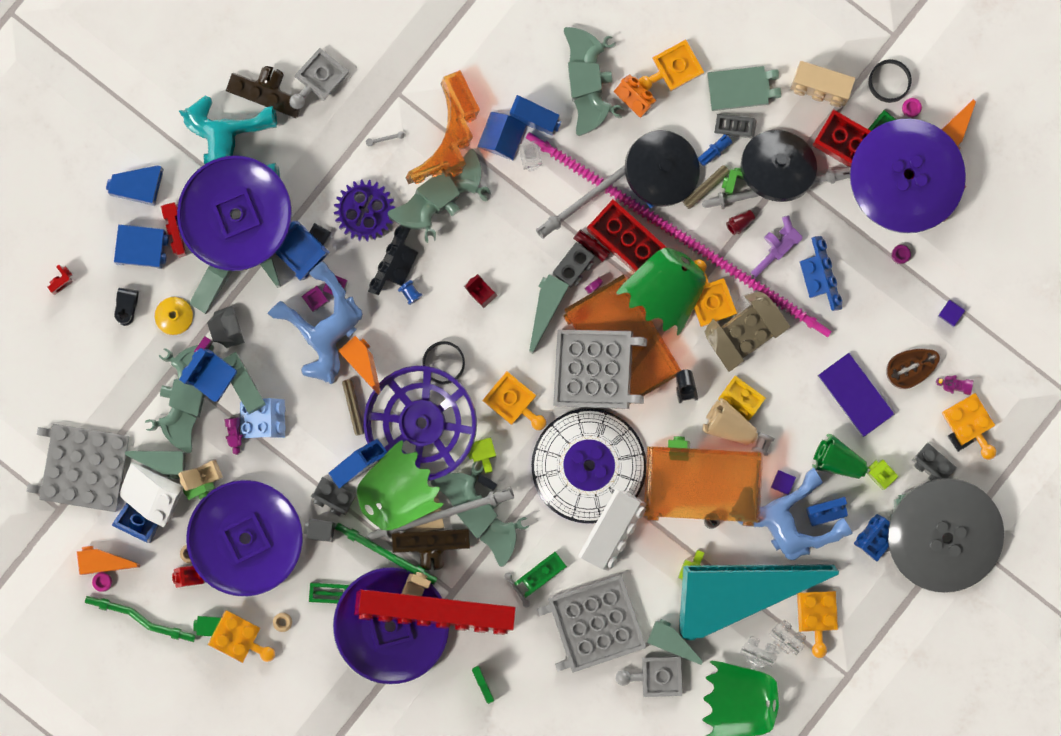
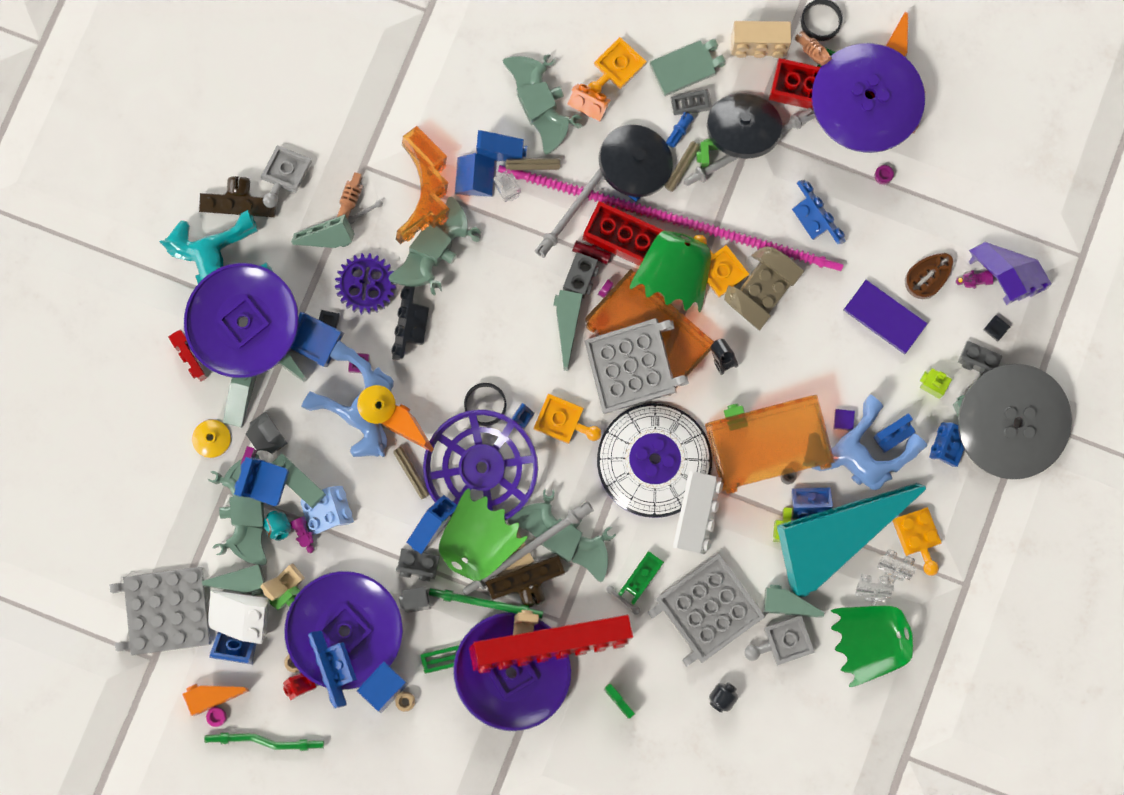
camera: 20 degrees left, 5 degrees down
(59, 283) = (90, 440): red bracket -> none
(126, 302) = (162, 439): black piece -> none
(136, 185) = (139, 324): blue slope -> none
(140, 246) = (160, 381): blue panel -> none
(205, 625) = (333, 727): green brick -> none
(211, 419) = (277, 525): none -> teal head
(225, 570) = (334, 666): none -> blue bracket
(236, 637) = (363, 730): light orange plate -> none
(264, 603) = (382, 687): none -> blue slope
(315, 298) = (343, 381): magenta tile -> none
(334, 325) = (367, 402): none -> yellow dish
(342, 151) = (328, 234): none -> sand green slope
(374, 121) = (350, 195): none -> nougat hinge
(410, 292) = (432, 347): blue bush -> none
(475, 384) = (523, 415): none -> blue slope
(480, 291) = (499, 326): dark red bracket -> none
(483, 451) = (548, 477): lime brick -> none
(487, 482) = (562, 505): black tile -> none
(561, 141) = (532, 164): none -> dark tan axle
(582, 711) = (723, 697): none -> black head
(725, 551) = (810, 501): none -> blue bracket
(729, 424) = (775, 379): tan cone -> none
(740, 222) = (724, 189): dark red cone -> none
(742, 397) = (779, 352): yellow bracket -> none
(763, 443) = (813, 387): light grey bush -> none
(779, 247) = (767, 200): medium lavender piece -> none
(837, 458) = (889, 380): green cone -> none
(871, 109) = (813, 48): none -> nougat hinge
(911, 107) = (849, 37): dark pink tile -> none
(951, 313) = (949, 214): dark purple tile -> none
(968, 421) = (995, 312): light orange plate -> none
(991, 390) = (1015, 272): none -> panel

